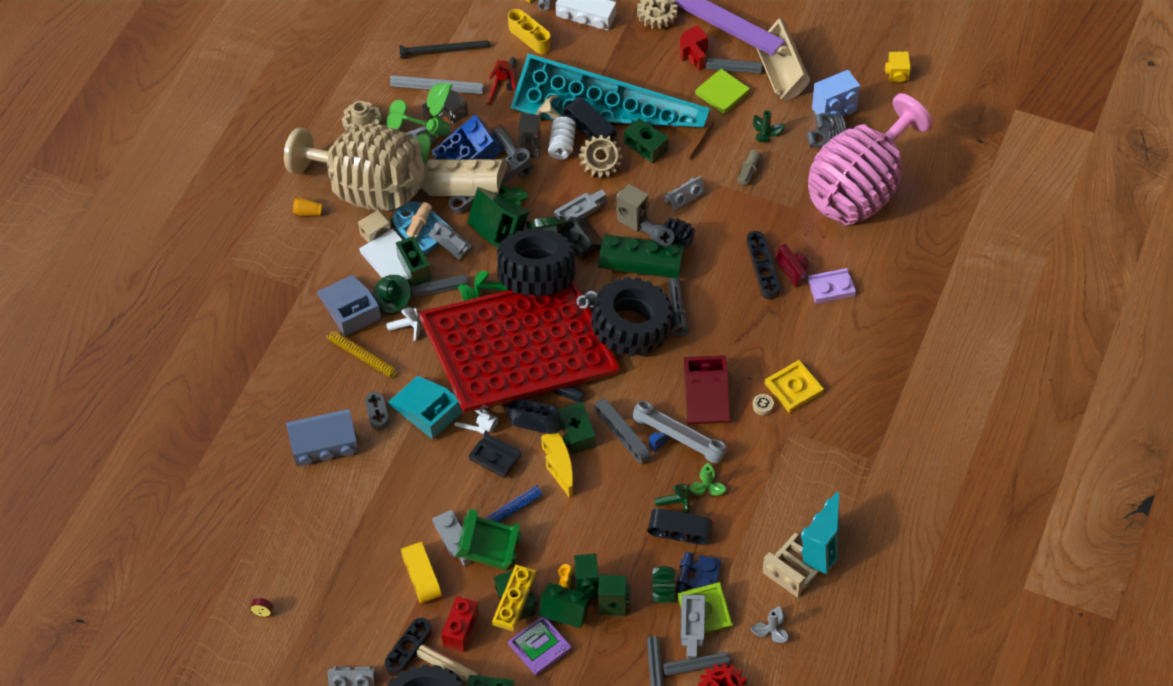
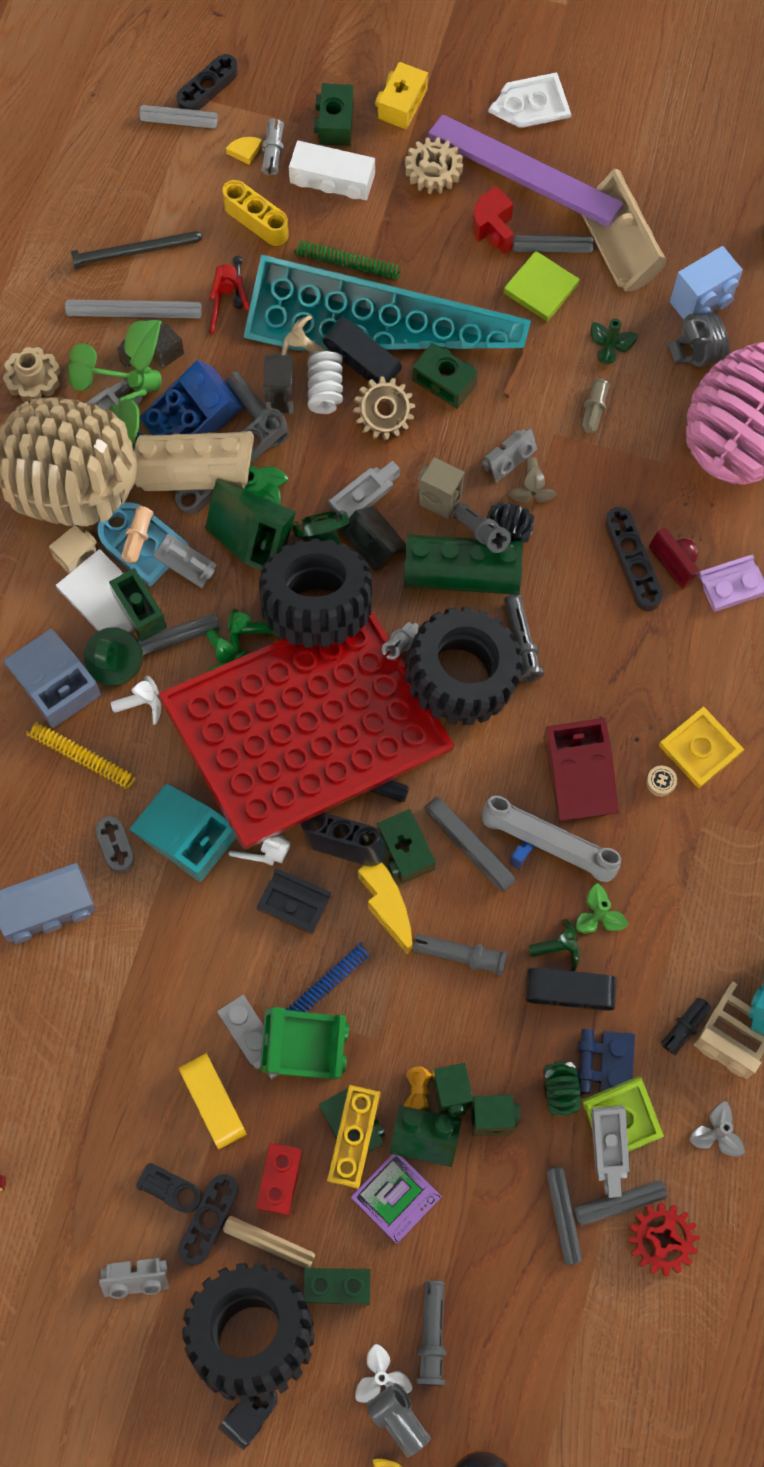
camera: 10 degrees left, 15 degrees up
(382, 623) = (167, 1185): none -> black piece
(567, 57) = (359, 267): none -> green piece
(615, 500) = (475, 957): none -> dark grey pin
(698, 209) = (534, 482): none -> dark tan plant
(757, 558) = (686, 1026): none -> black axle

